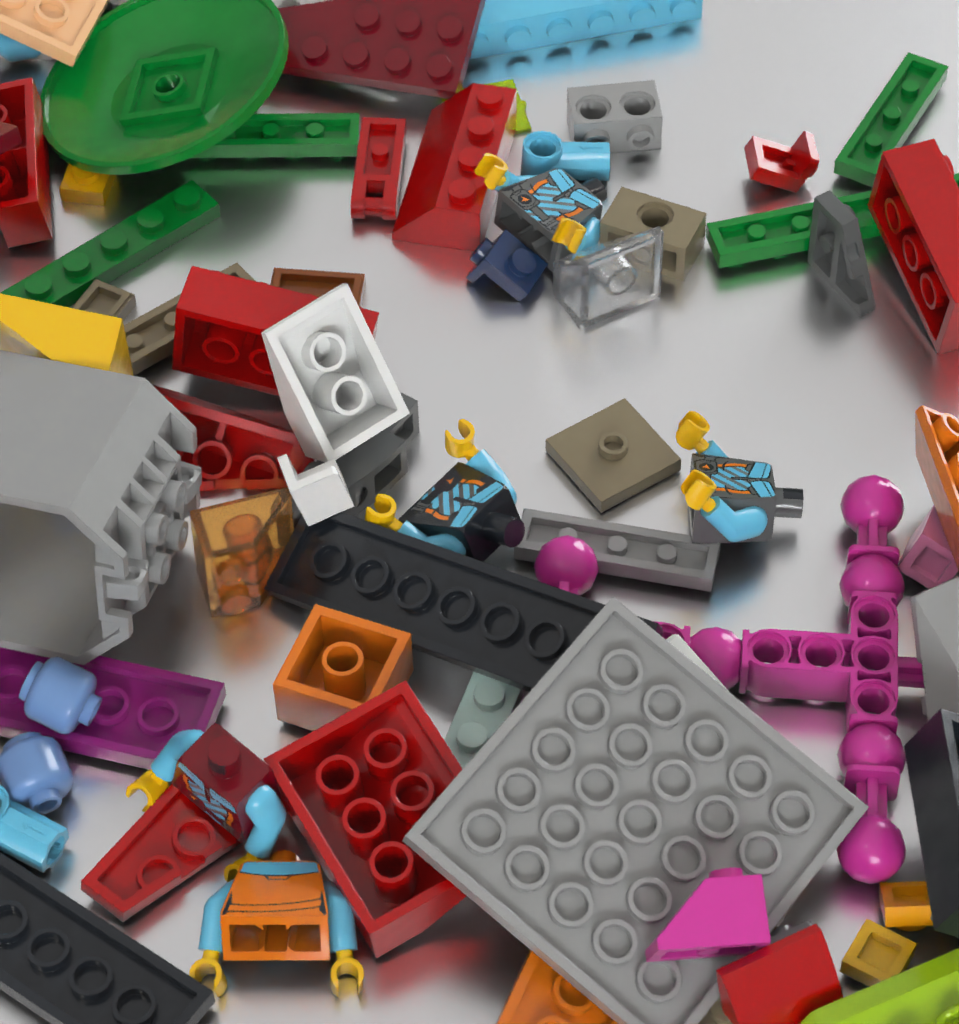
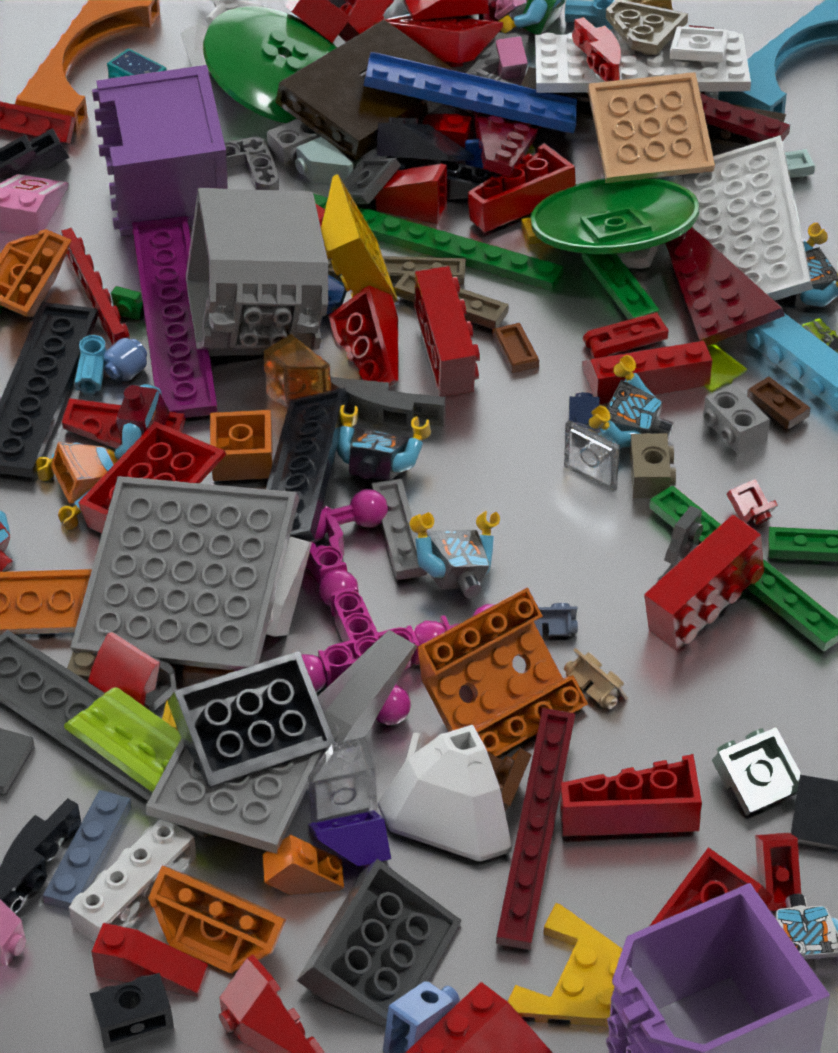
camera: 65 degrees right, 5 degrees down
(60, 695) = (166, 343): medium blue head -> none
(317, 491) = (341, 380): white panel -> none
(332, 376) = (407, 347): white slope -> none
(581, 160) = (683, 408): medium azure piece -> none
(606, 66) = (778, 402): none -> reddish brown plate
(613, 455) = (466, 501): dark tan plate -> none
(717, 920) = (142, 620): dark pink slope -> none
(887, 434) = (558, 619): none -> sand blue hinge

